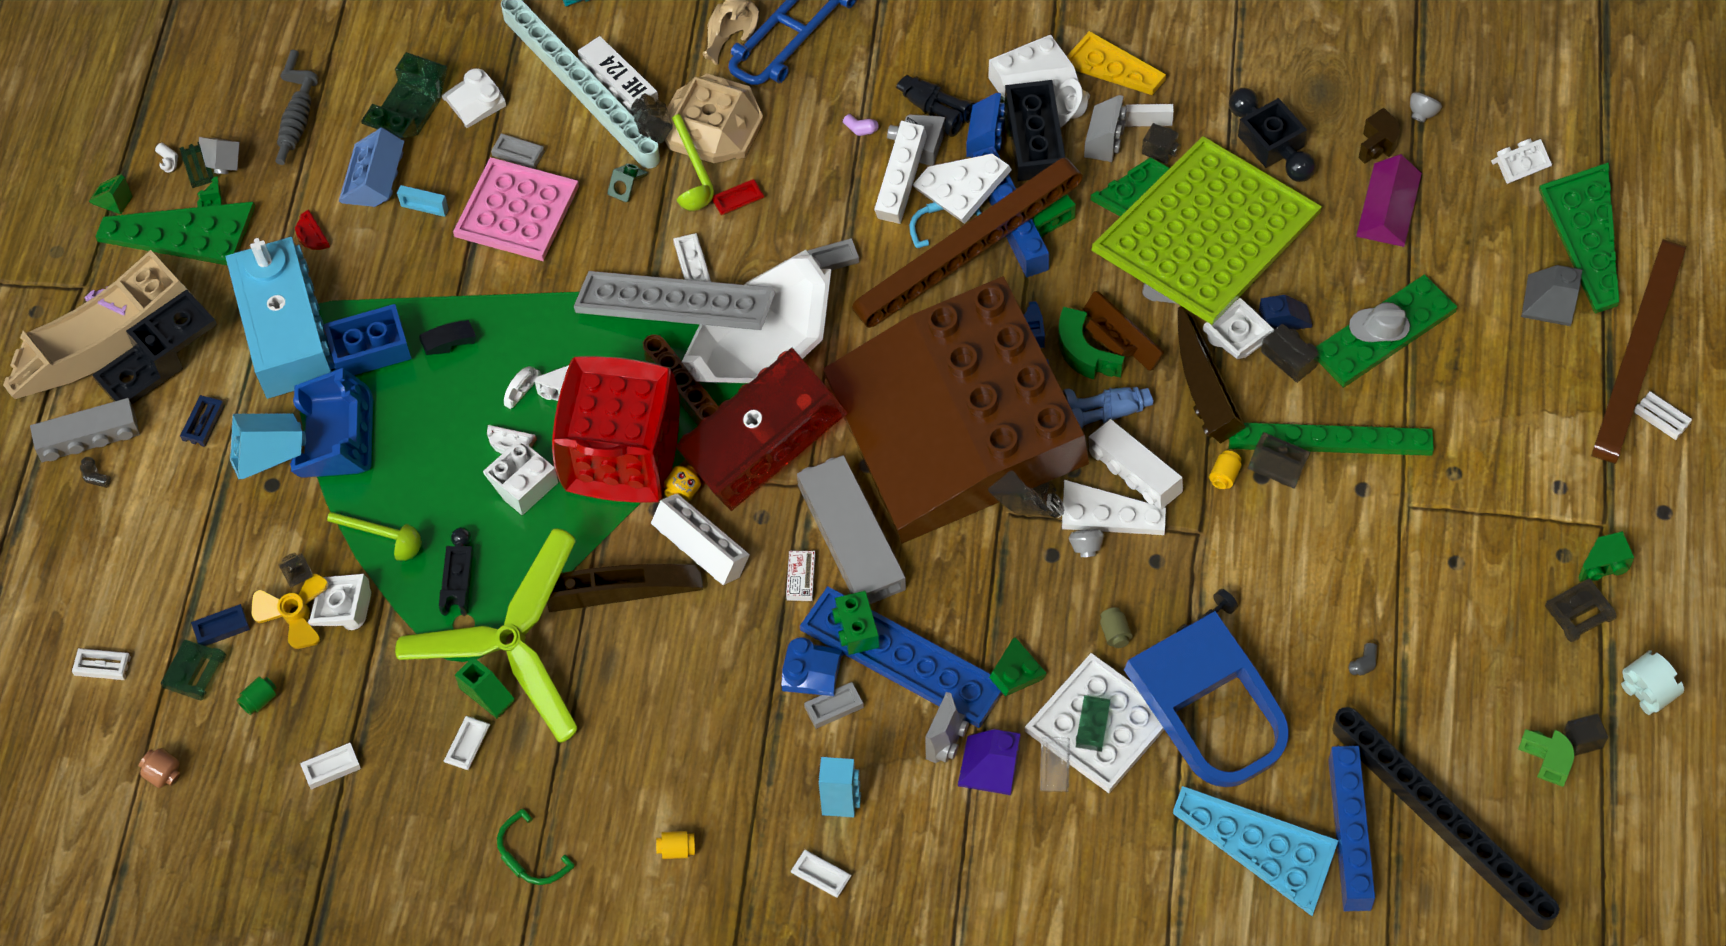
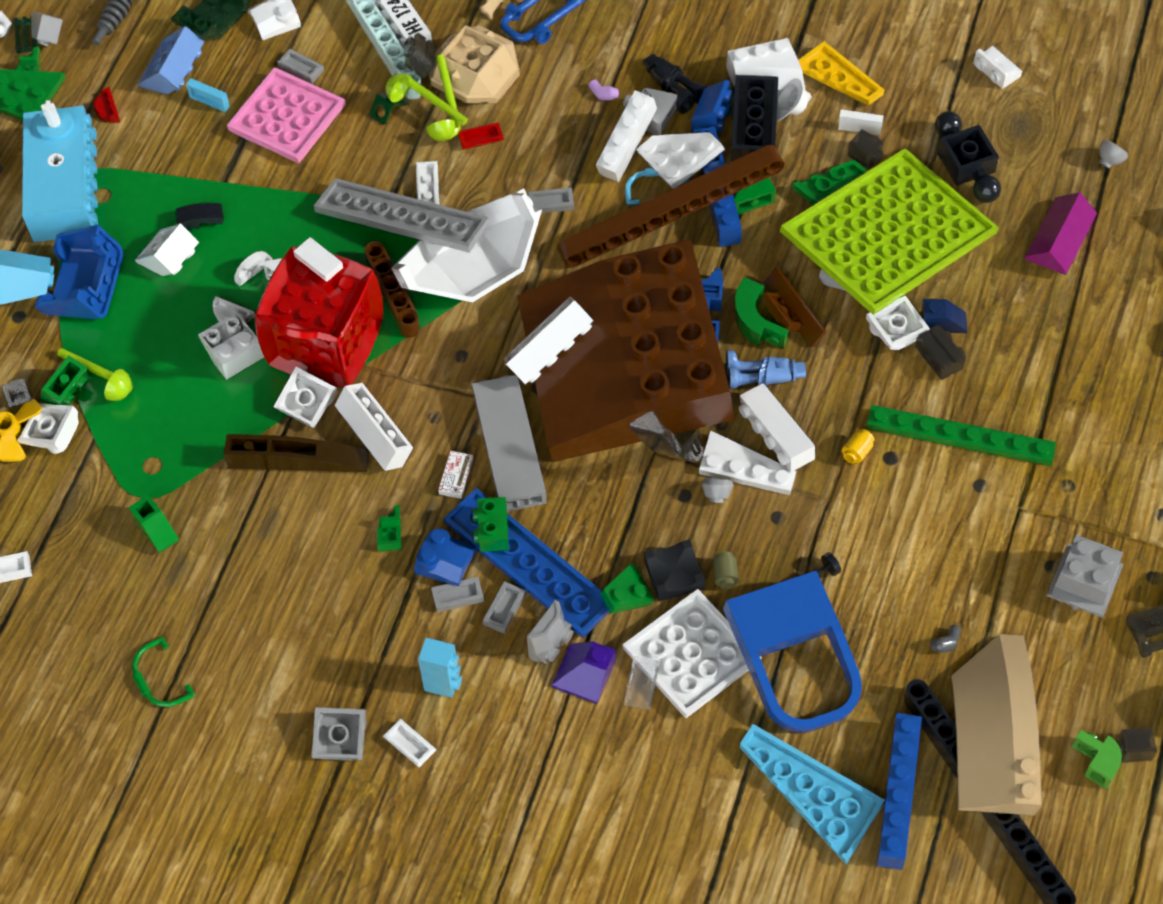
camera: 10 degrees right, 0 degrees up
(346, 549) = (64, 383): none -> green brick
(367, 340) = (129, 206): blue brick -> none
(422, 382) = (168, 250): none -> white slope
(456, 573) = (155, 420): black plate -> none
(467, 743) = (127, 569): white tile -> none
(521, 616) = (199, 467): lime piece -> none
(608, 366) = (318, 259): none -> white tile
(617, 520) = (305, 397): none -> white slope
(638, 154) = (399, 85): none -> lime piece
(675, 845) = (286, 693): yellow brick -> none
(683, 482) = (371, 374): yellow head -> none
(743, 650) = (389, 531): none -> green slope
(744, 878) = (339, 733): none -> light grey slope
(761, 429) = (447, 339): clear red piece -> none
(872, 412) = (548, 340): none -> white slope
(887, 710) = (504, 607): none -> light grey tile
(1061, 638) = (674, 570): none -> black brick
(1093, 723) = (684, 652): clear green tile -> none
(1105, 129) = (818, 128): light grey slope -> none
(1205, 382) = (857, 365): dark brown slope -> none
(1278, 460) = (907, 446): clear smoke brick -> none
(1280, 29) = (996, 66): none -> white bracket
(1350, 358) = (1031, 347): green plate -> none
(1380, 323) = (1028, 339): light grey piece -> none
(1382, 136) = (1068, 173): dark brown brick -> none
(1440, 745) = (997, 730): none -> tan slope
(1496, 566) = (1086, 576): none -> light grey piece

